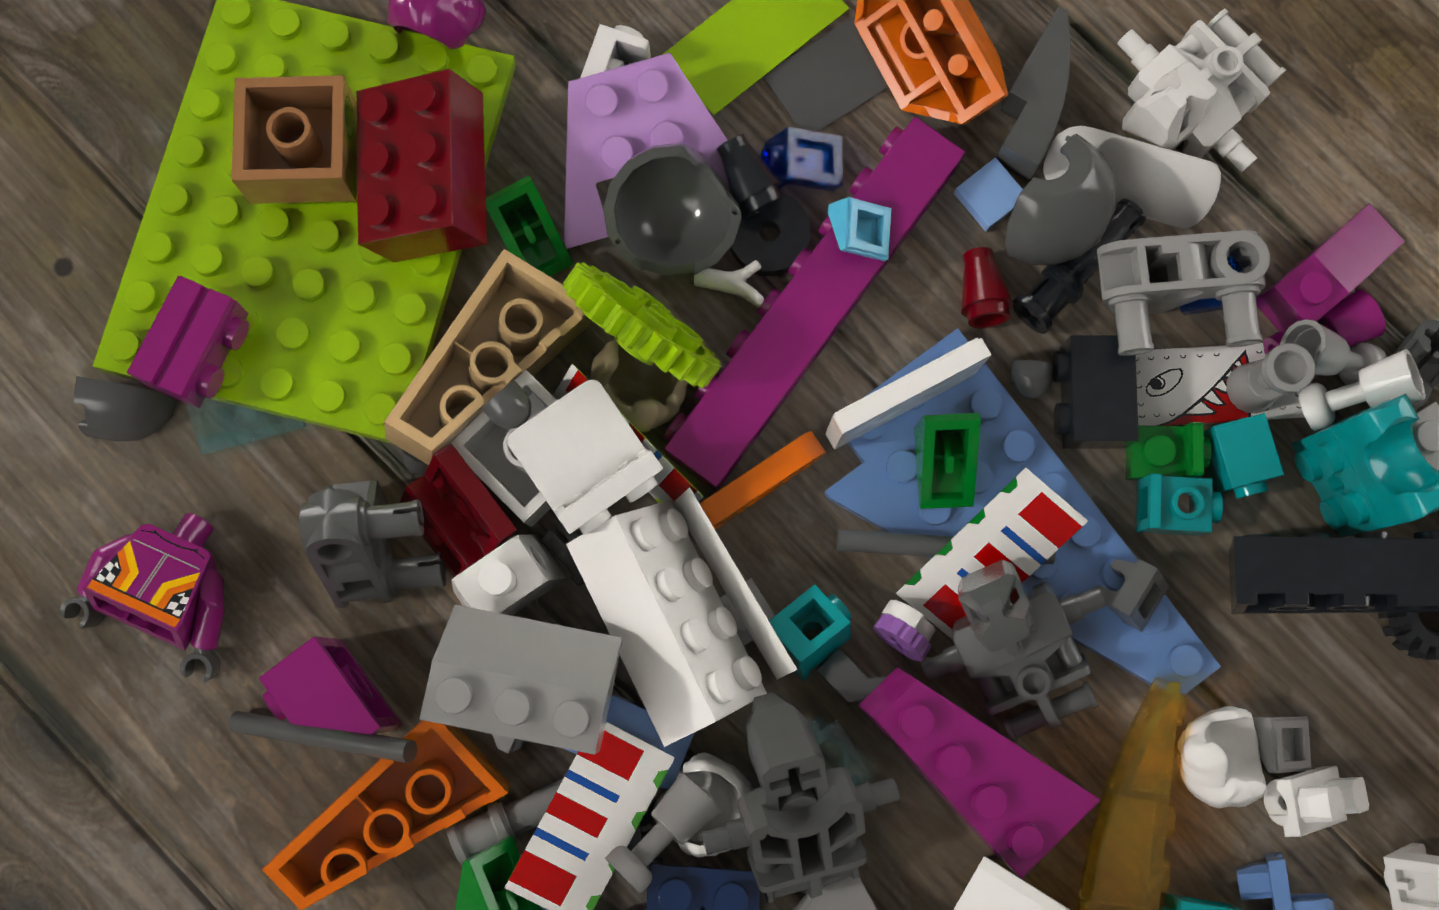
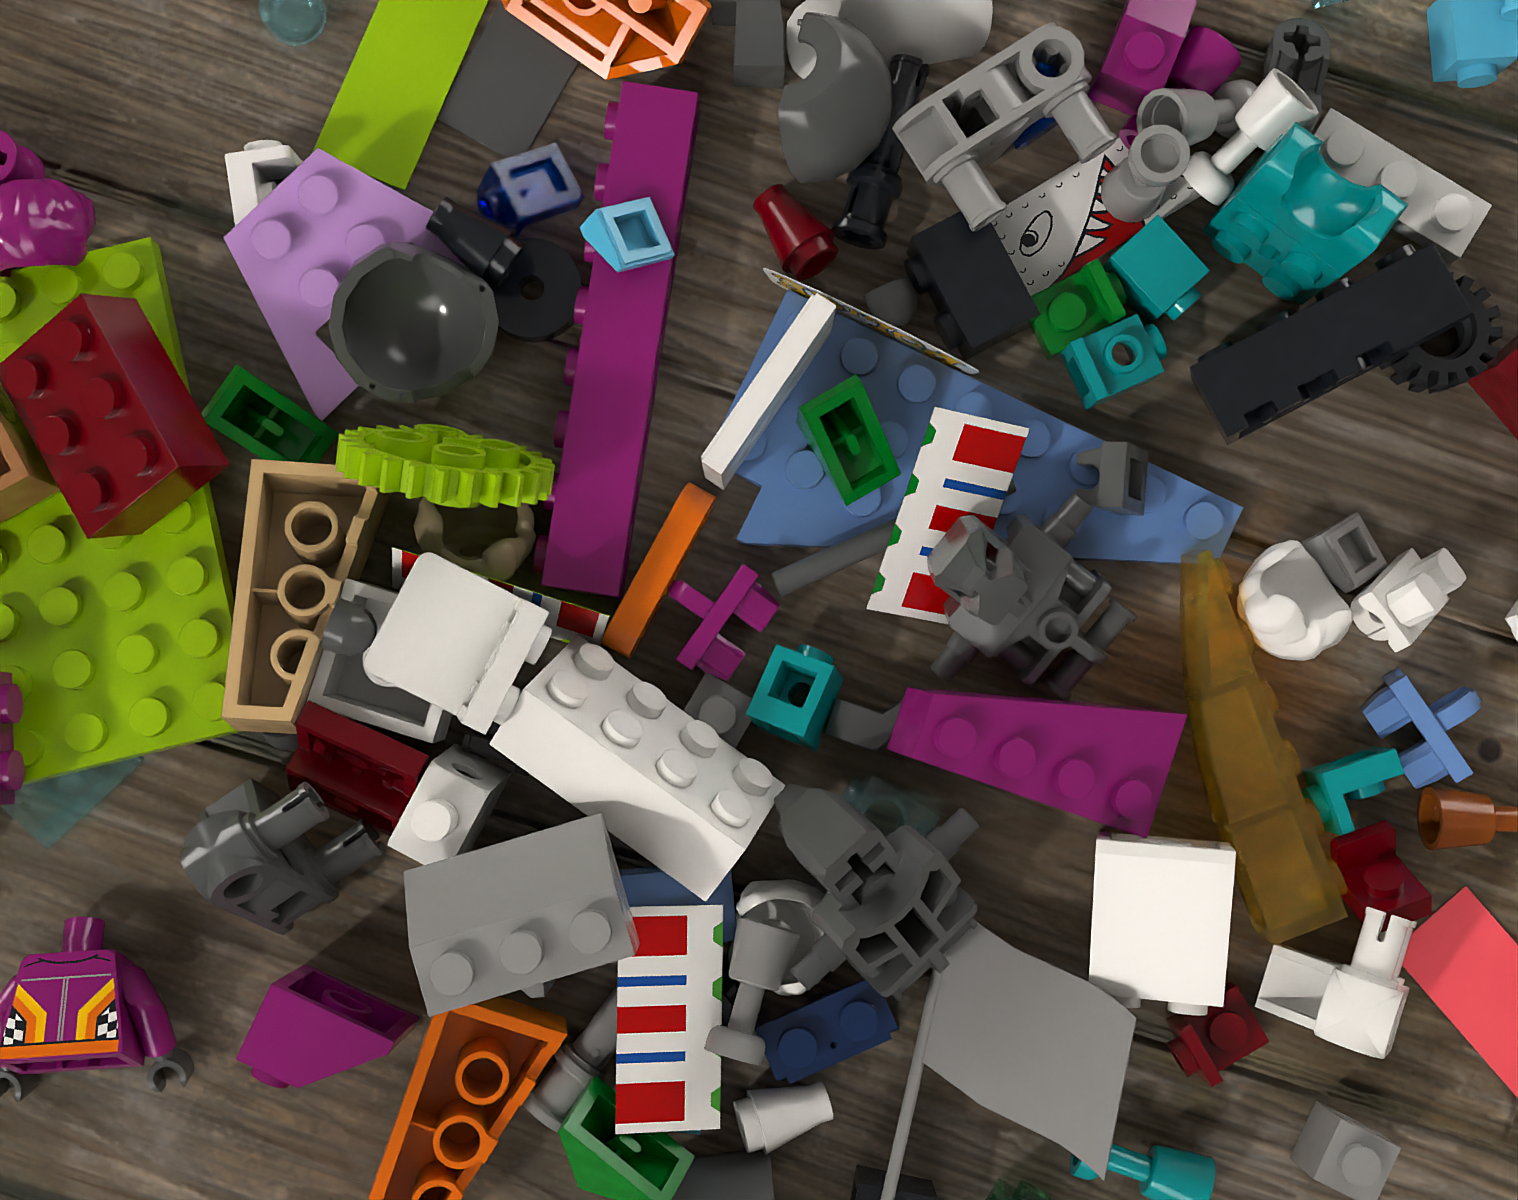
camera: 30 degrees left, 5 degrees up
(350, 742) = (396, 1063): dark grey bar -> none
(731, 282) = (519, 365): white bar -> none
(734, 585) = (690, 690): white sticker -> none
(806, 537) = (742, 598): none -> magenta hips
(905, 630) = (896, 642): medium lavender piece -> none
(989, 194) = (747, 124): light blue tile -> none
(1011, 386) = (873, 323): none -> sticker

